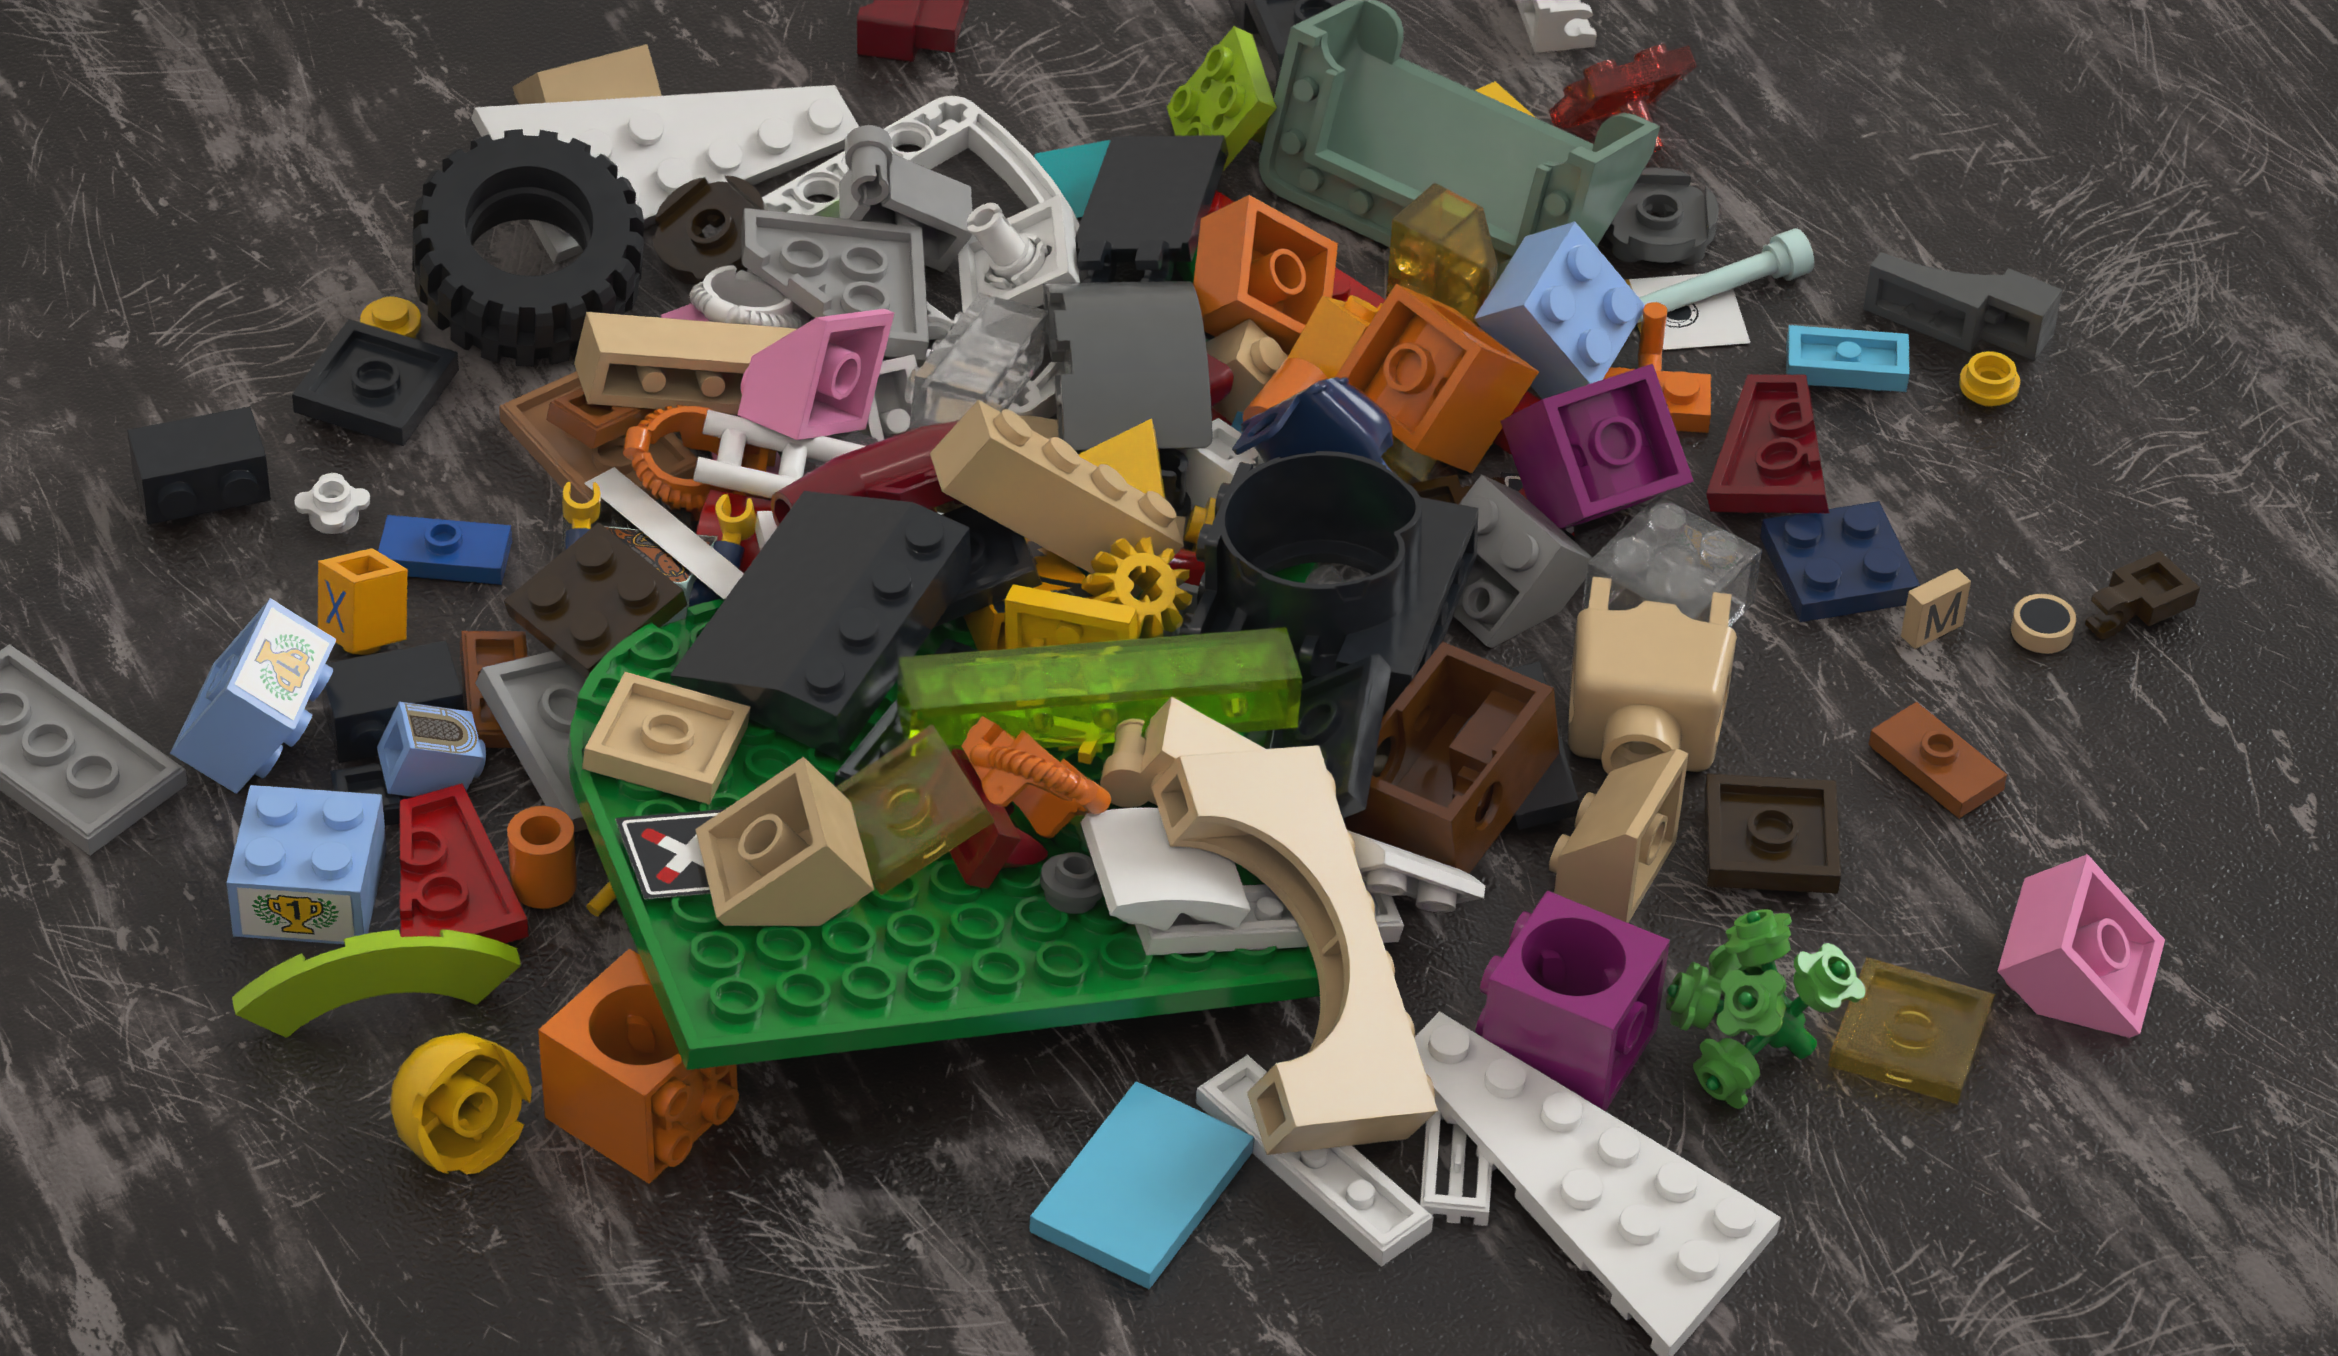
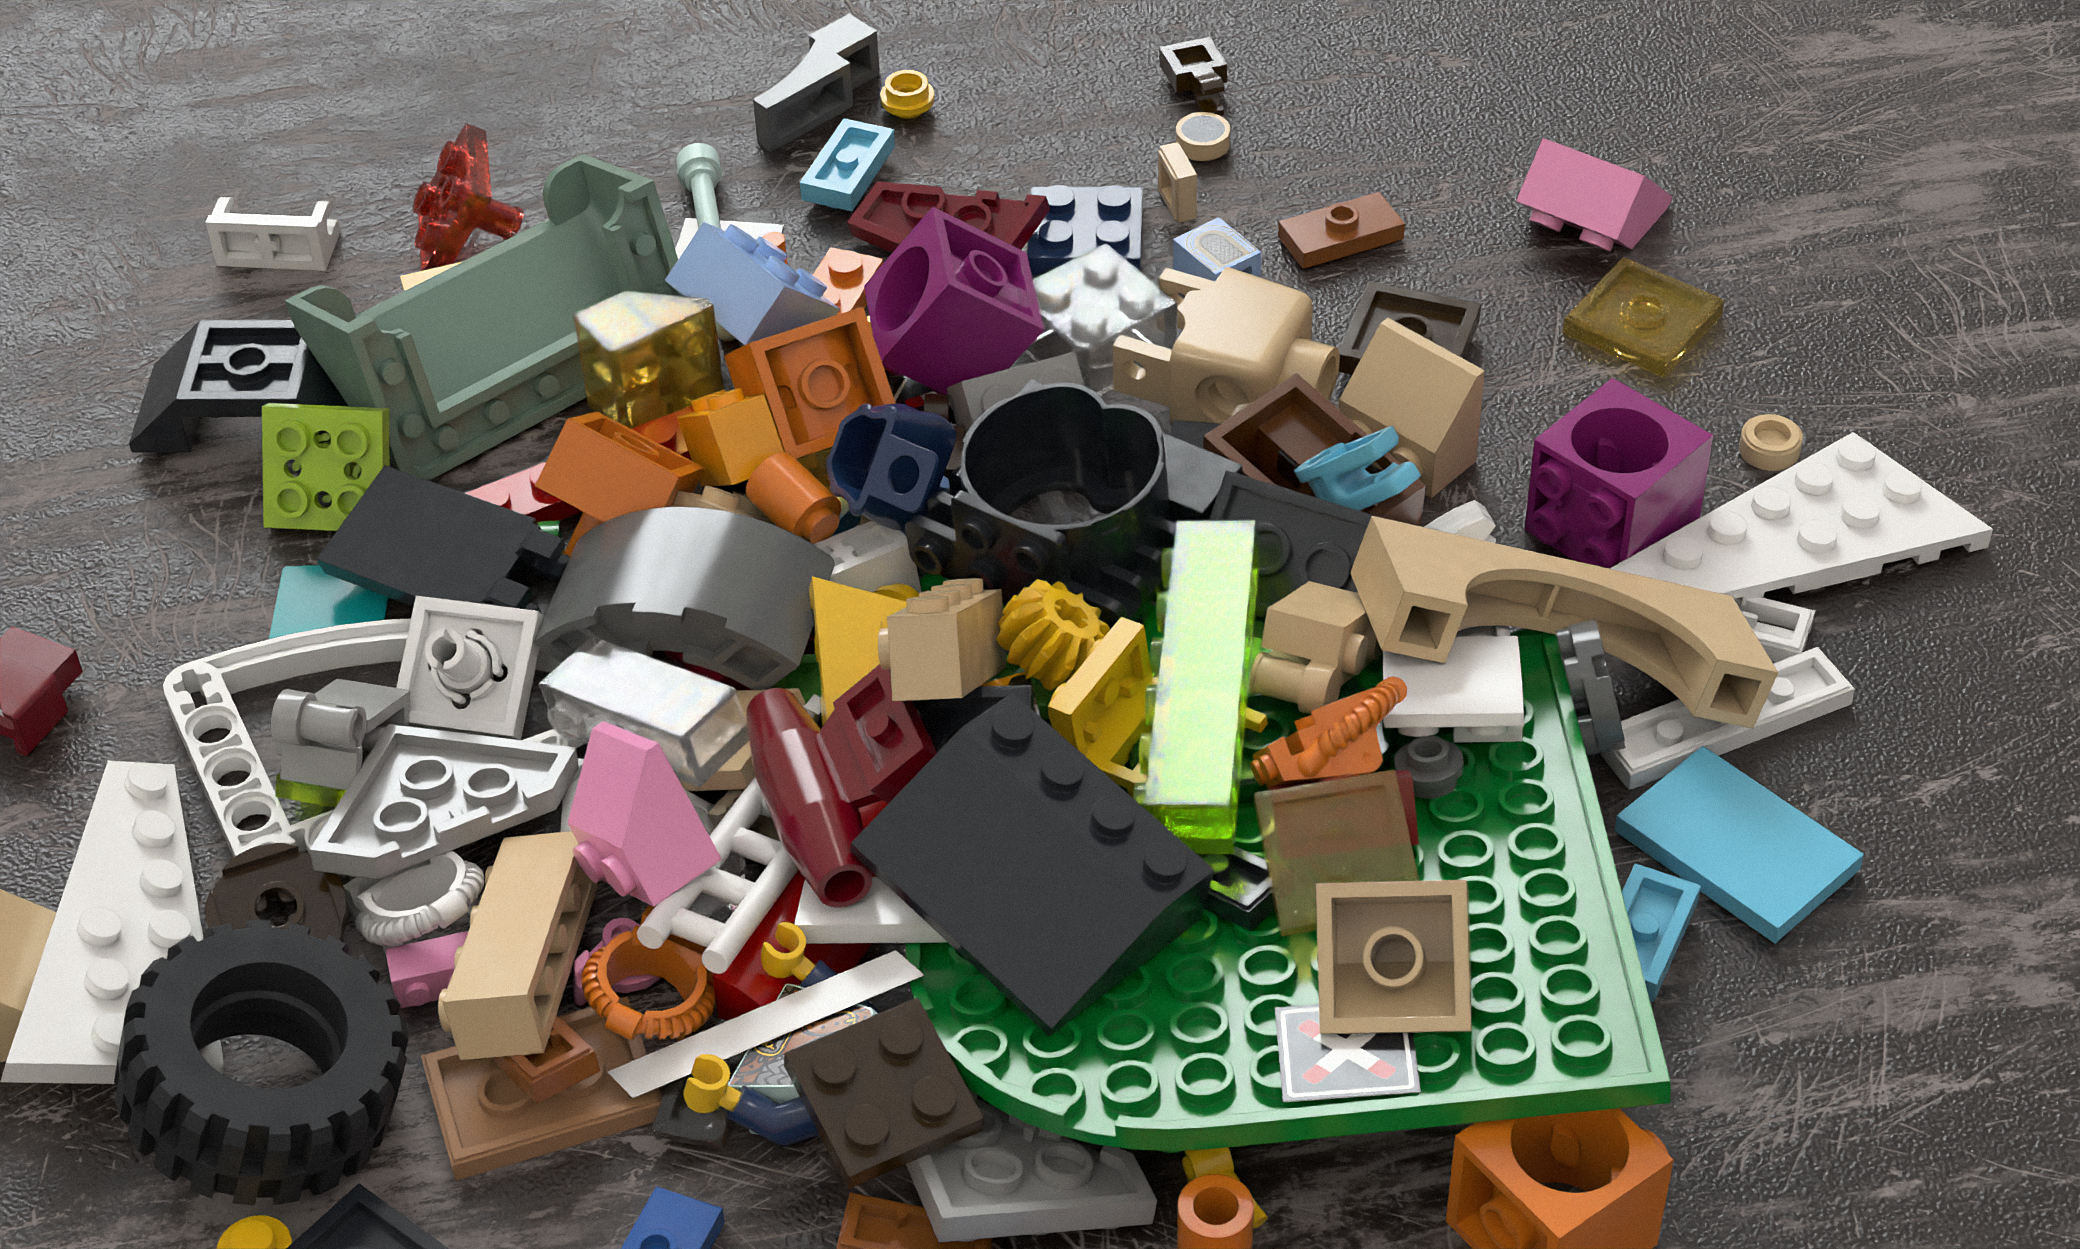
camera: 70 degrees left, 0 degrees up
(666, 738) = (1160, 1042): tan tile -> none
(992, 1117) = (1658, 914): none -> medium azure plate
(1224, 981) = (1591, 687): none -> dark grey plate
(1433, 760) = (1341, 476): none -> medium azure piece
(1748, 1158) = (1770, 442): none -> tan tile
(1756, 1000) = (1674, 358): bright green plant -> none
(1808, 662) = (1212, 248): none -> brick

